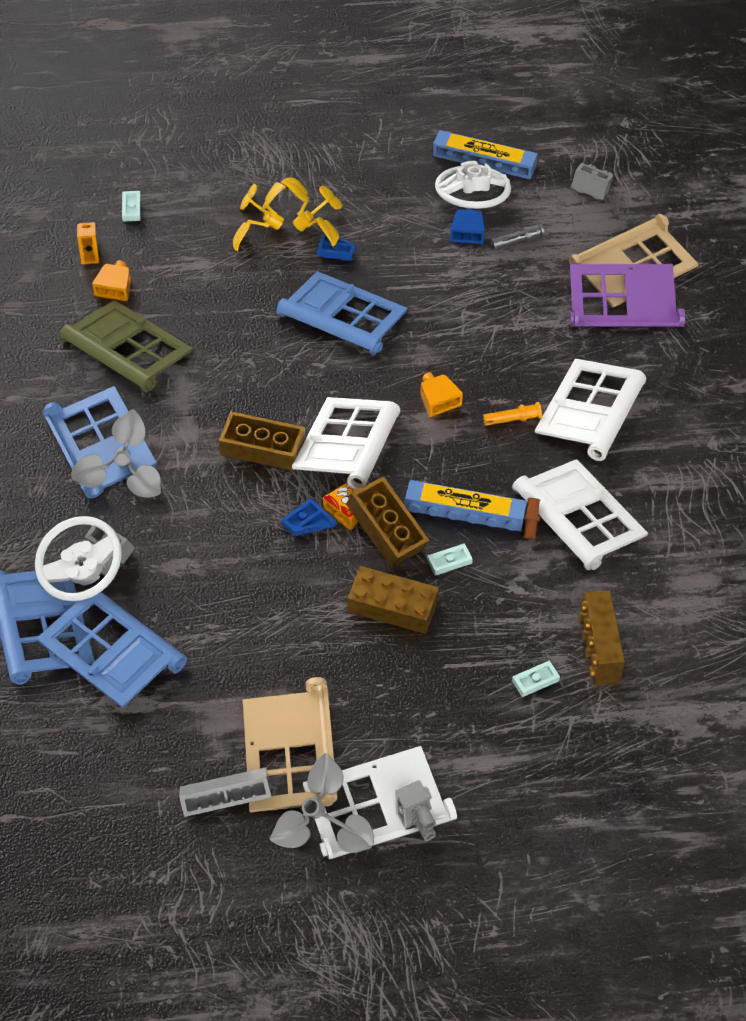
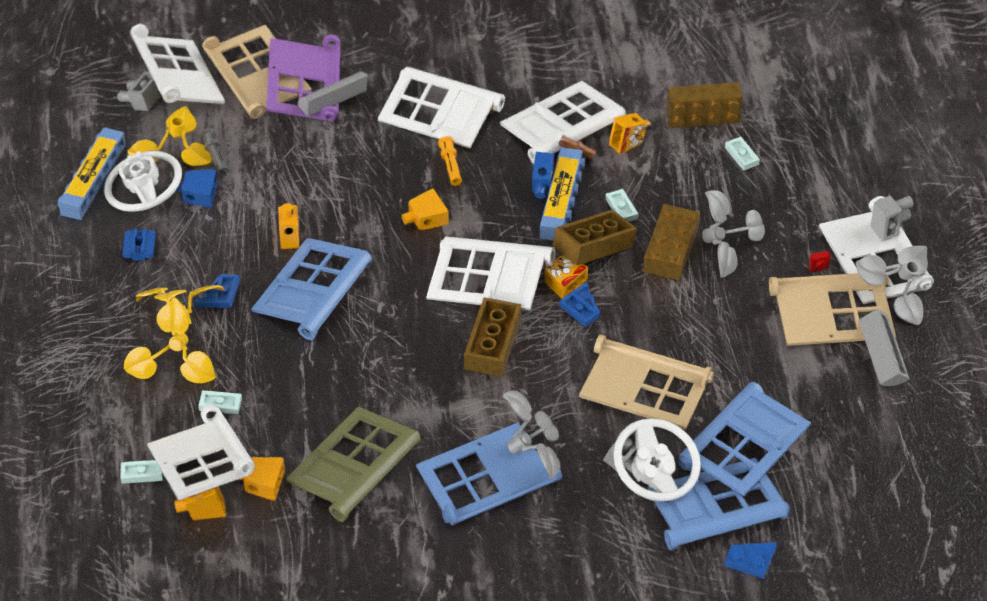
camera: 90 degrees left, 5 degrees down
(148, 227) = (199, 442): none -> white door
(203, 252) = (226, 402): none -> light aqua plate
(206, 548) = (621, 375): none -> tan door
(362, 741) = (819, 261): none -> red plate
(397, 191) = (143, 238): none -> blue piece
(408, 619) = (719, 208): none -> light grey plant
(413, 287) = (289, 219): none -> light orange torso
(486, 481) = (542, 179): none -> blue torso
(521, 190) = (178, 125): none -> yellow plant
(558, 565) = (628, 132): none -> light orange torso
(598, 316) = (333, 93): none -> light grey brick
(599, 203) = (177, 83): none -> white door

